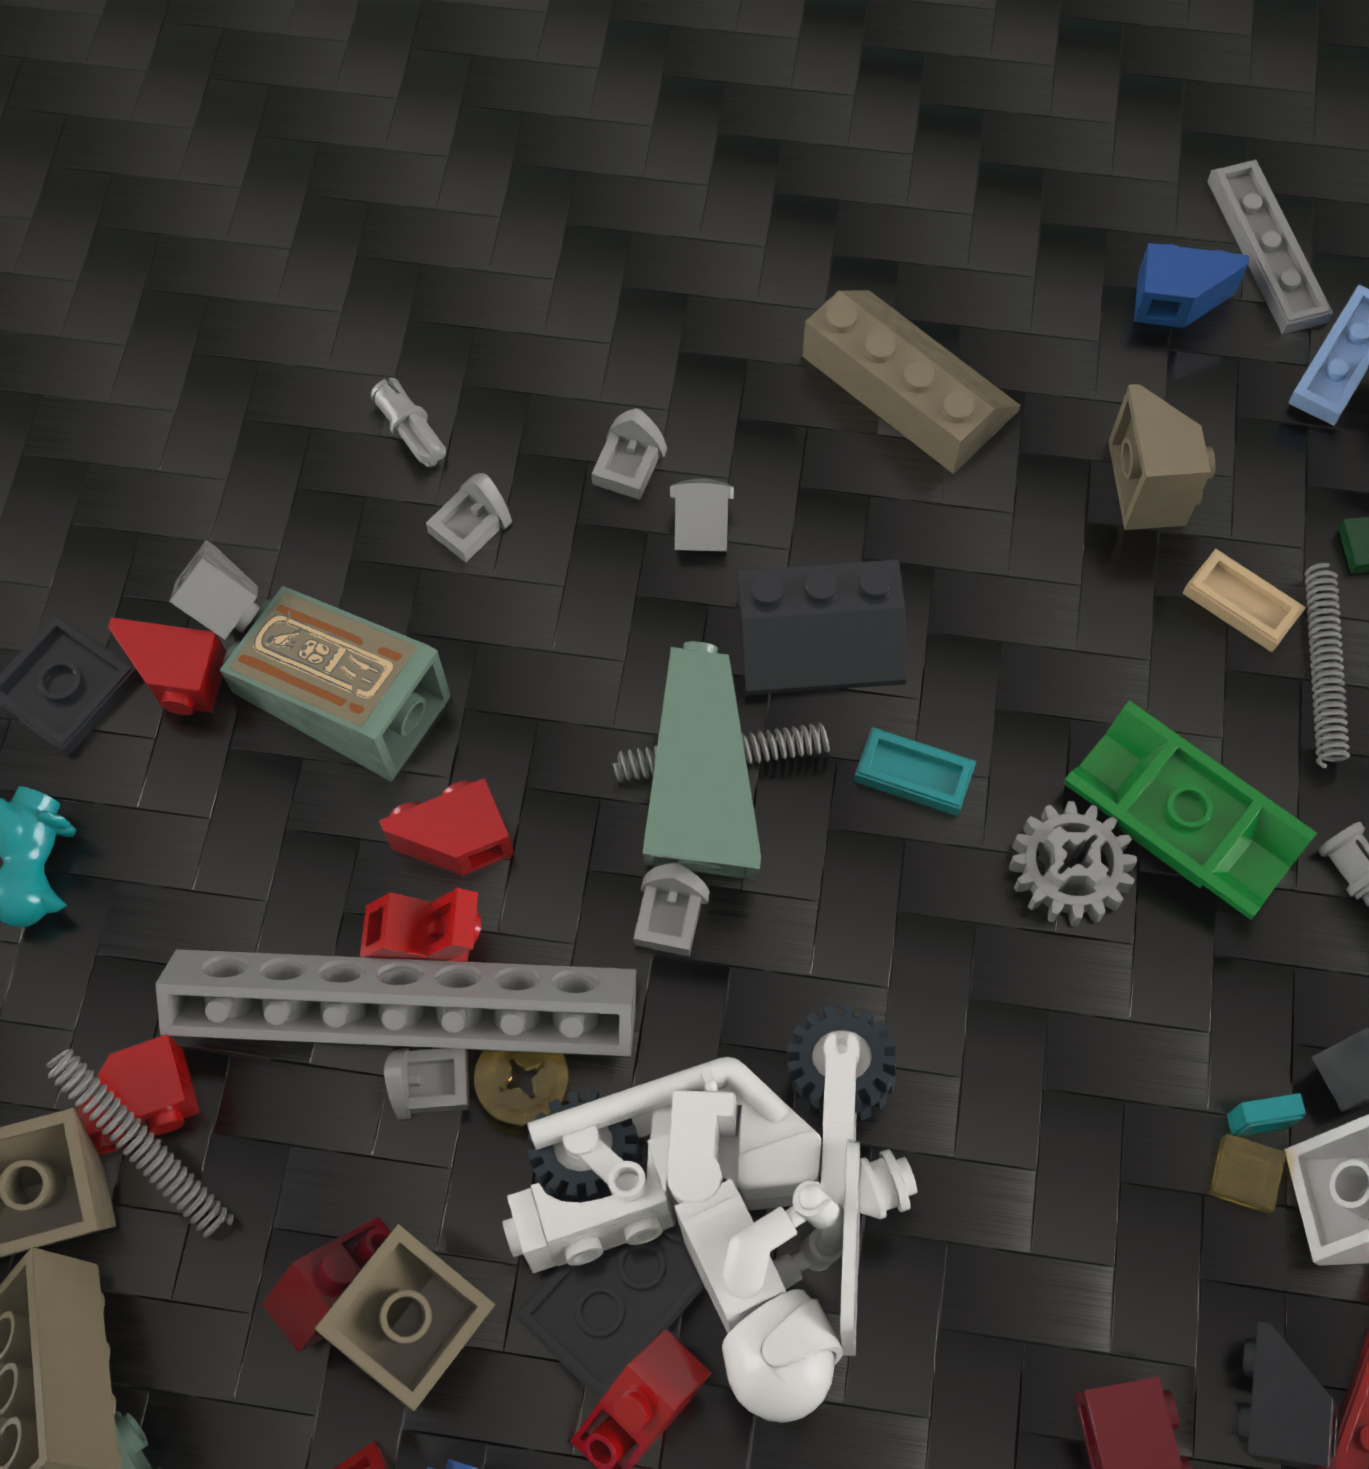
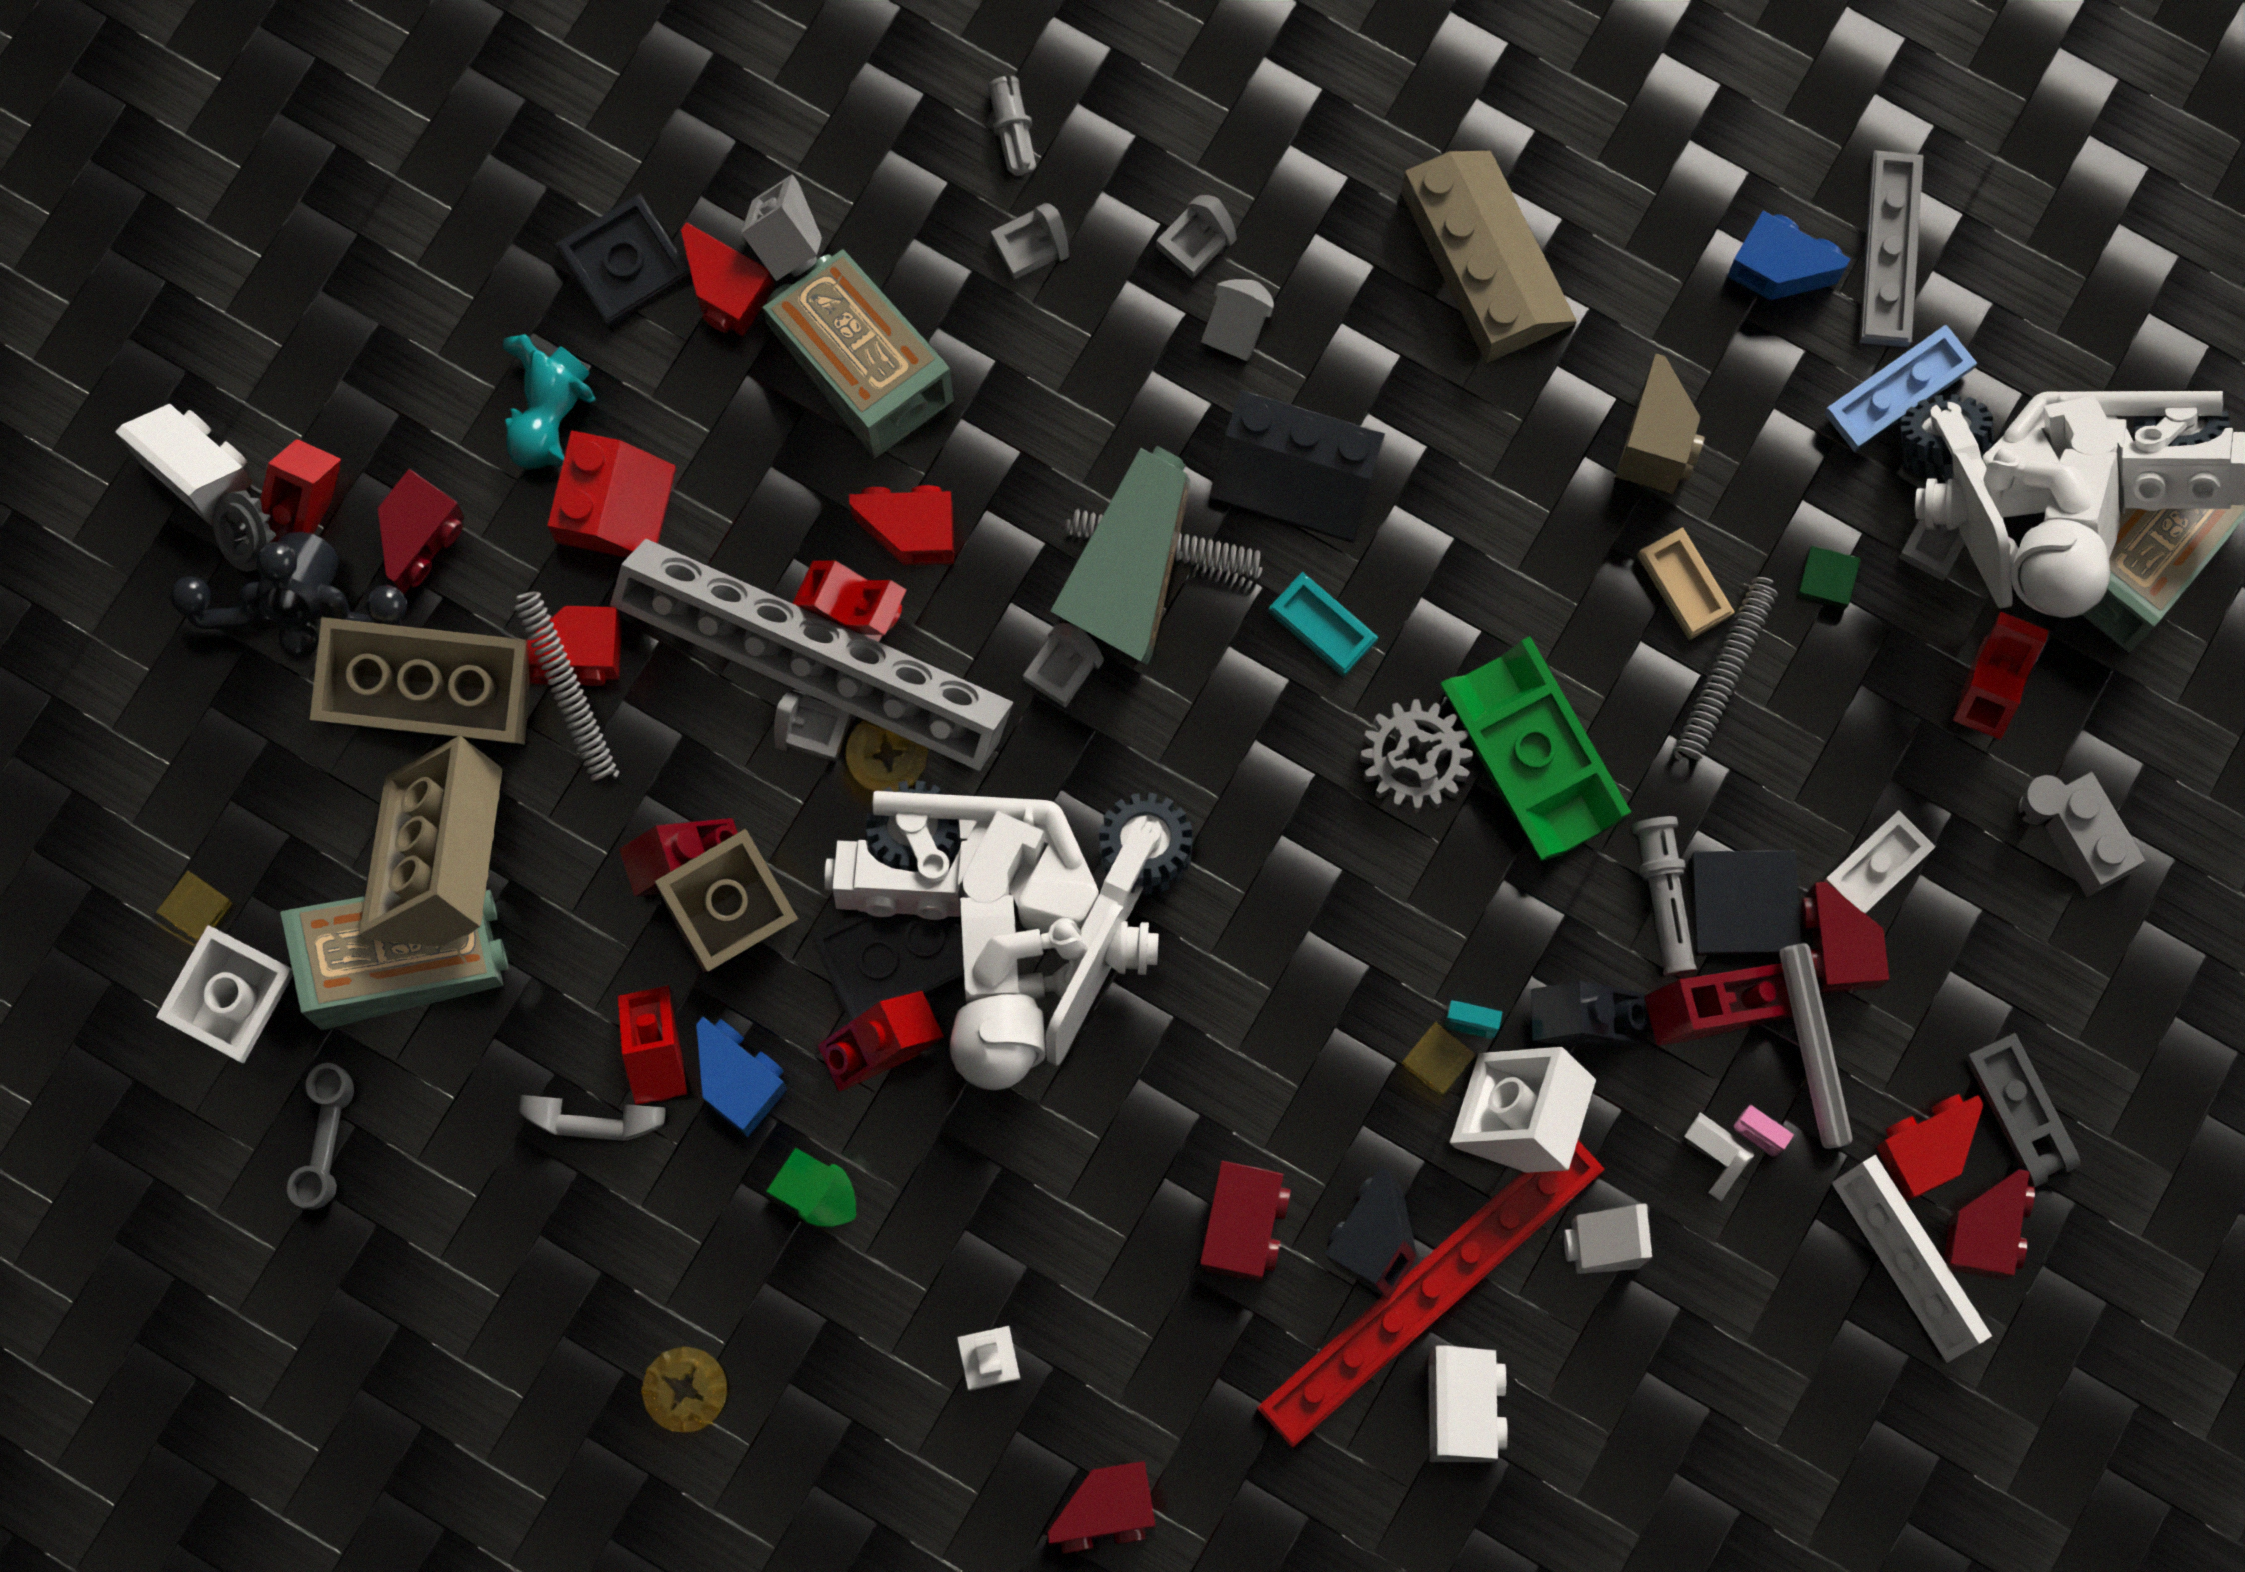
camera: 20 degrees right, 10 degrees up
(120, 920) = (609, 495): none -> red slope

